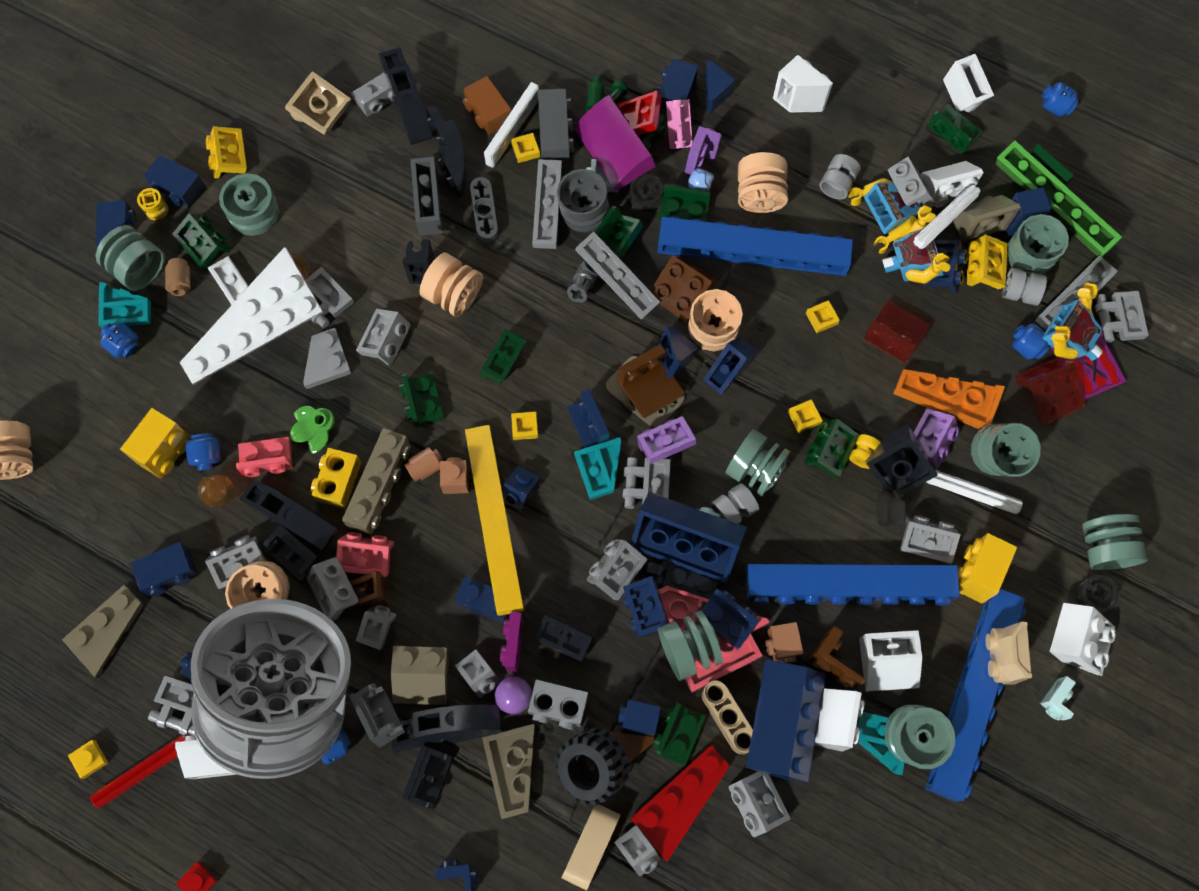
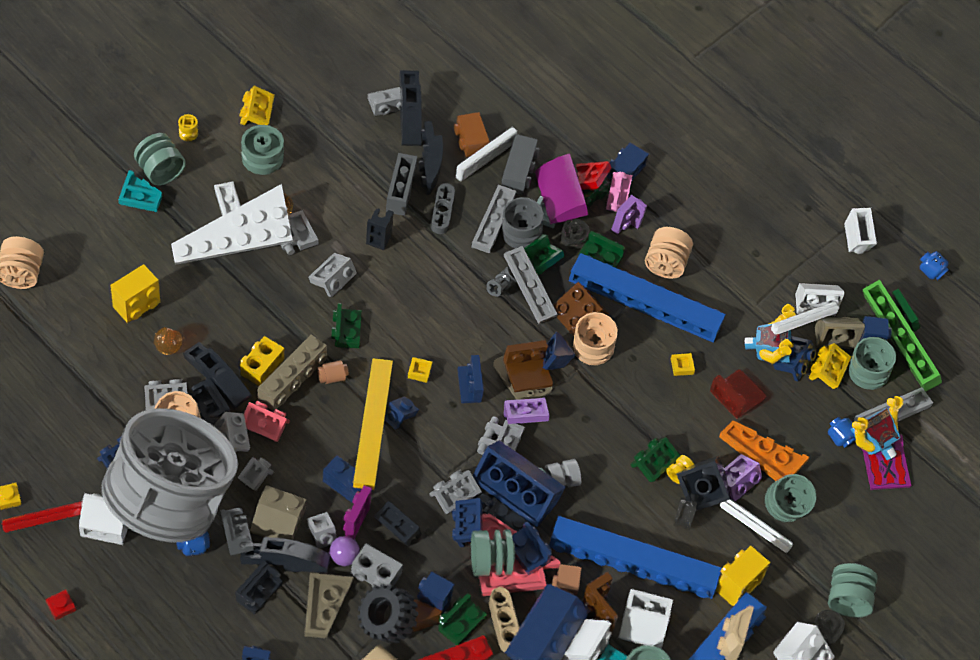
camera: 10 degrees right, 15 degrees down
(101, 631) = (44, 414): dark tan wing -> none
(113, 215) = (154, 124): dark blue slope -> none
(119, 340) = (130, 215): blue head -> none
(164, 569) = (110, 383): dark blue brick -> none
(173, 695) = (88, 472): light grey plate -> none
(174, 181) = (210, 116): dark blue brick -> none
(177, 277) = (189, 184): medium nougat brick -> none
(200, 239) = (215, 163): dark green bracket -> none
(203, 451) = (167, 311): blue head -> none
(264, 456) = (212, 330): coral bracket -> none
(309, 428) = (253, 321): bright green plate -> none
(318, 103) = (340, 94): tan slope -> none
(325, 359) = (282, 277): light grey wing -> none
(370, 590) = (260, 445): reddish brown slope -> none
(451, 284) = (398, 251): light nougat wheel -> none
(454, 476) = (353, 387): nougat brick -> none
(502, 357) = (419, 315): dark green hinge -> none
(525, 147) = (491, 173): yellow plate -> none
(596, 91) = (562, 149): dark green plant -> none
(599, 467) = (467, 416): teal wing -> none
(700, 179) = (621, 236): light blue piece -> none
(718, 85) = (660, 175): dark blue slope -> none
(730, 365) = (596, 375): dark blue slope -> none
(757, 462) = (591, 447): sand green wheel -> none
(802, 87) = (725, 194): white slope -> none
(805, 416) = (642, 430): yellow plate -> none
(840, 176) = (733, 268): light grey wheel -> none
(887, 209) = (765, 301): torso -> none
(910, 183) = (786, 287): light grey bracket -> none
(930, 539) = (708, 547): light grey bracket -> none
(955, 128) = (841, 262): dark green bracket -> none
(1029, 288) = (852, 391): light grey wheel -> none
(1054, 389) = (848, 473): clear red bracket -> none
(1128, 314) = (930, 437): light grey plate -> none

